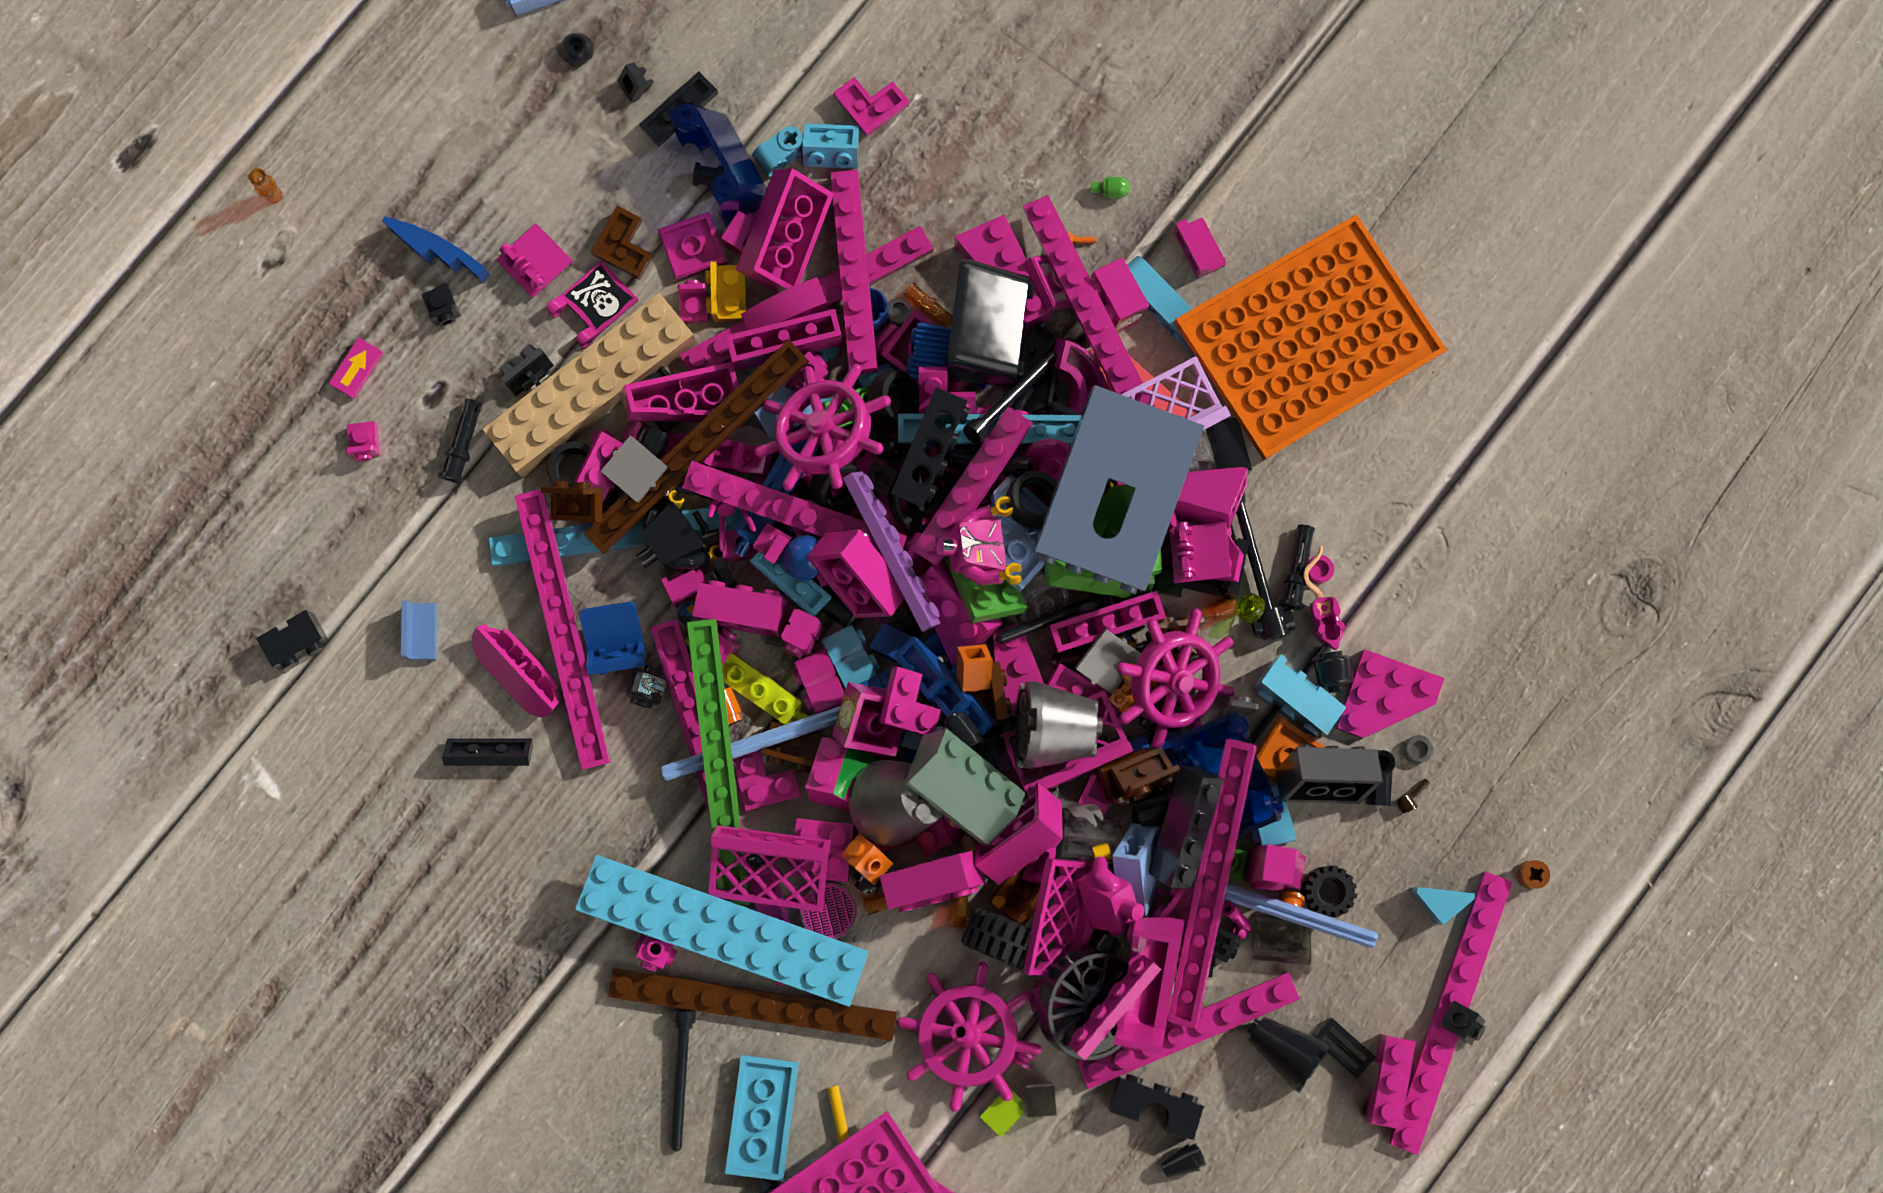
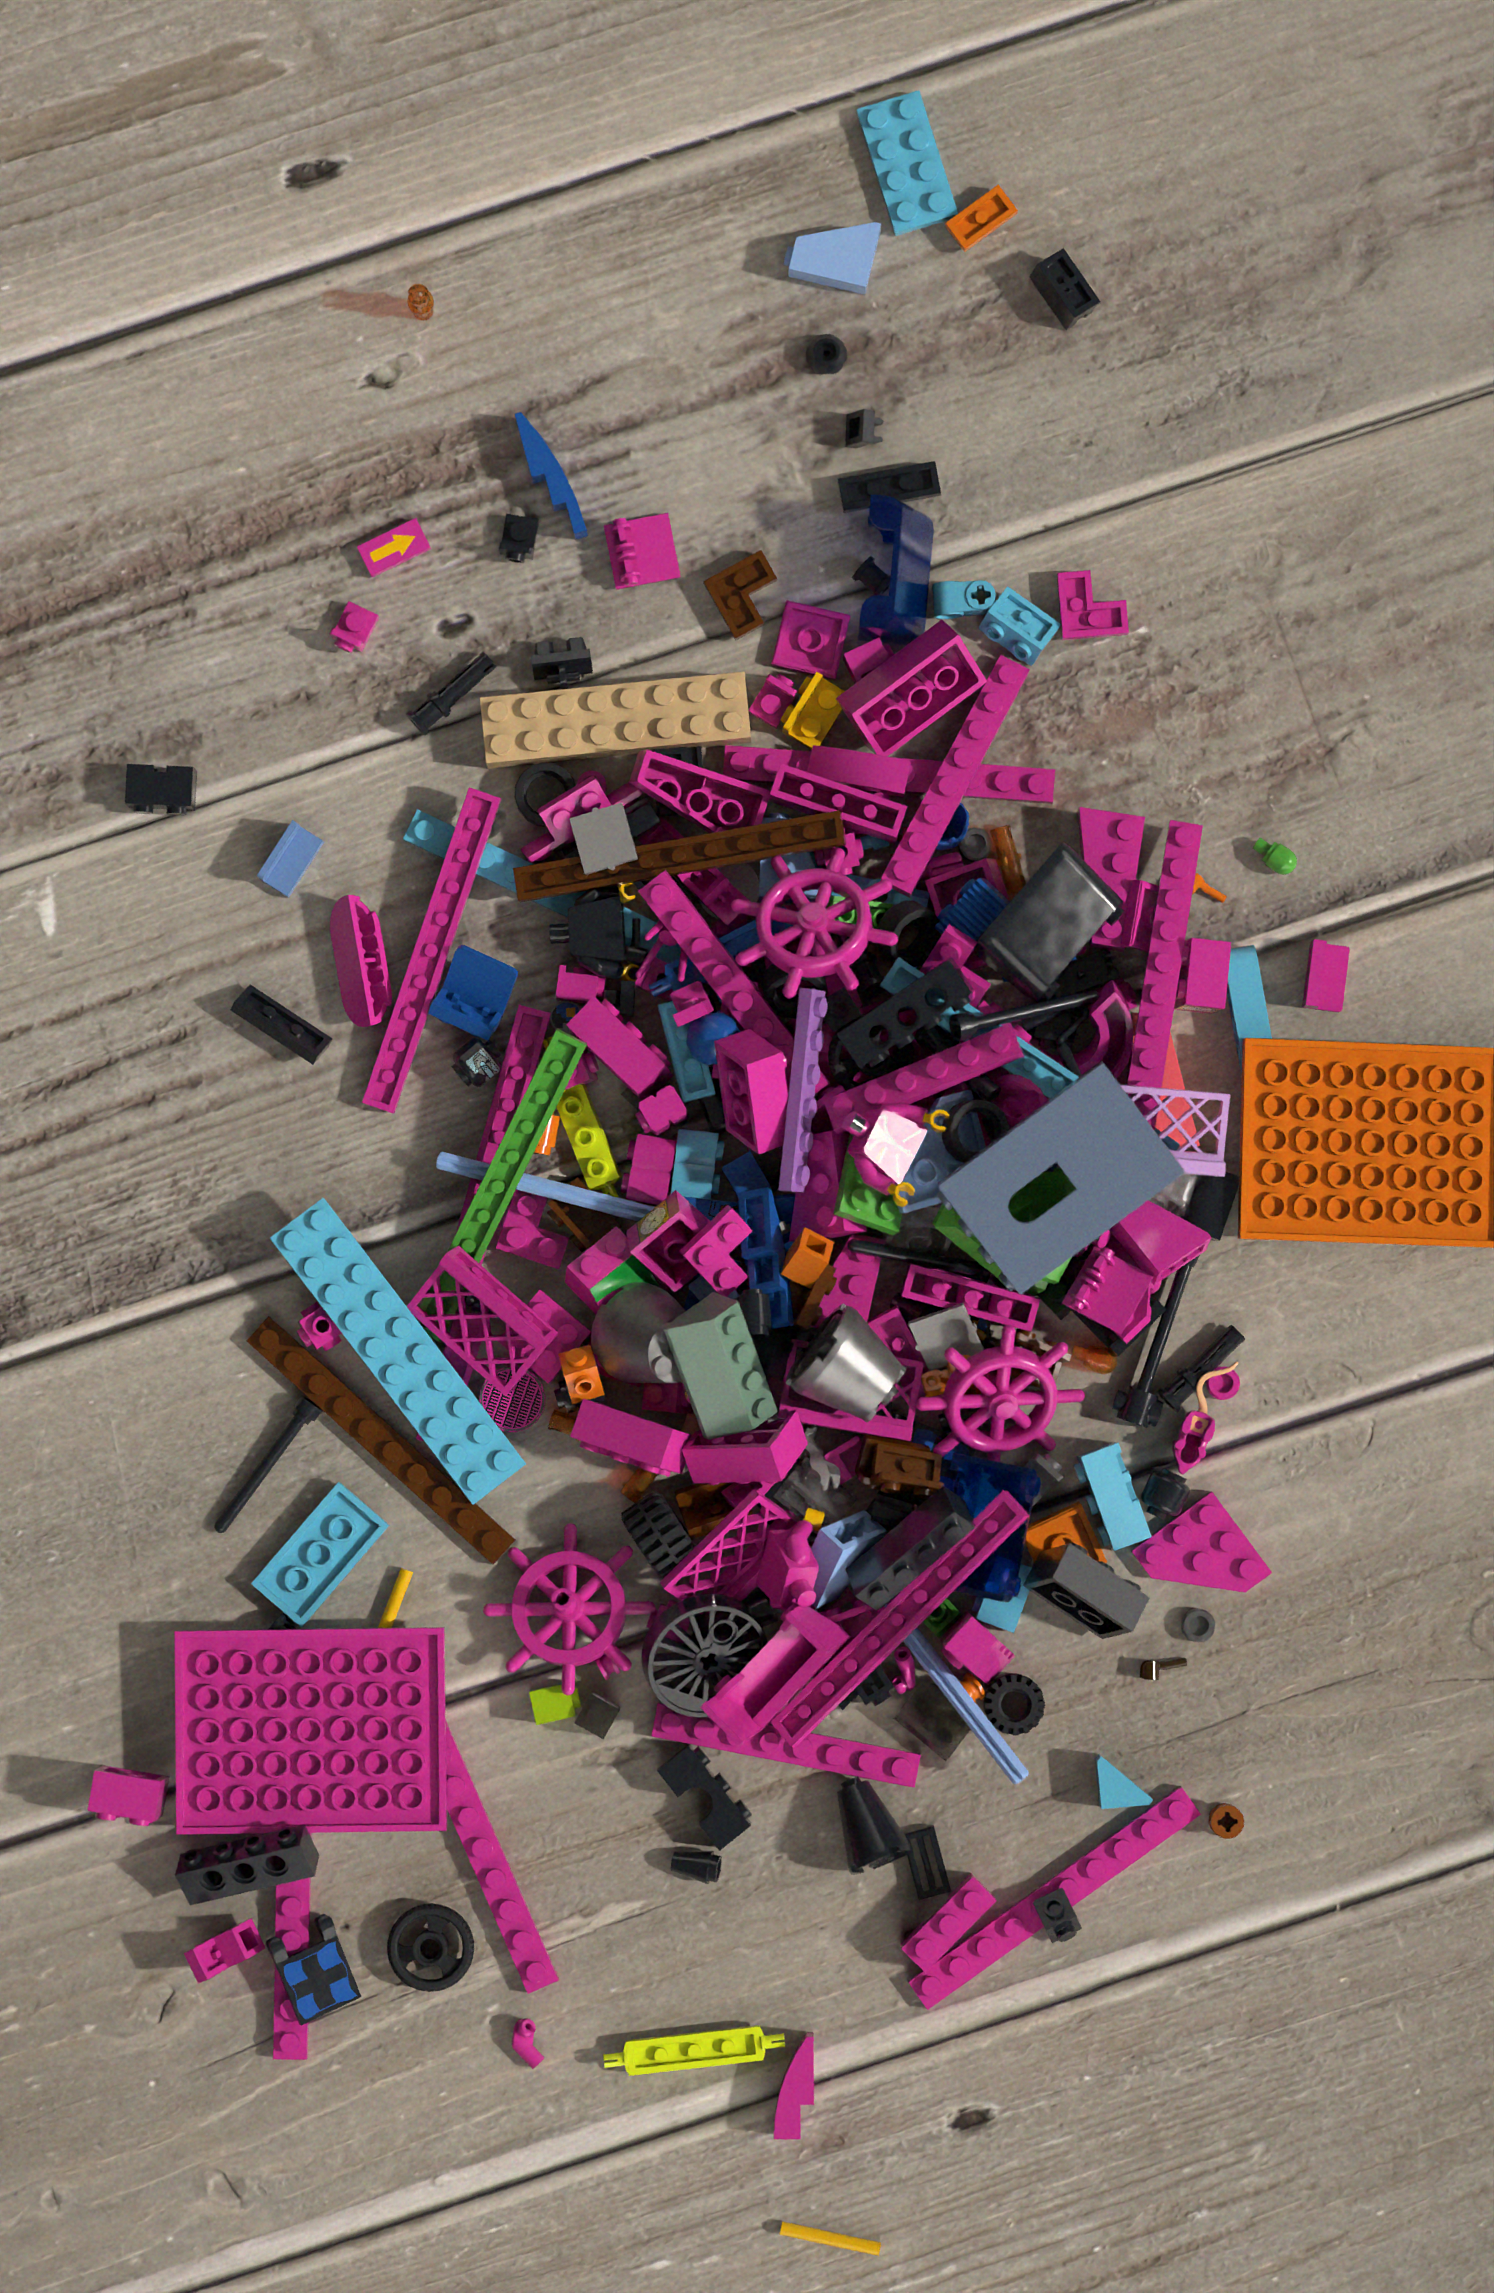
camera: 40 degrees right, 5 degrees up
(575, 503) = (523, 833): reddish brown bracket -> none
(597, 299) = (679, 634): flag -> none
(1108, 1013) = (735, 1670): dark pink plate -> none
(1251, 607) = (1126, 1376): clear neon green tile -> none
(1382, 794) = (1130, 1643): black piece -> none

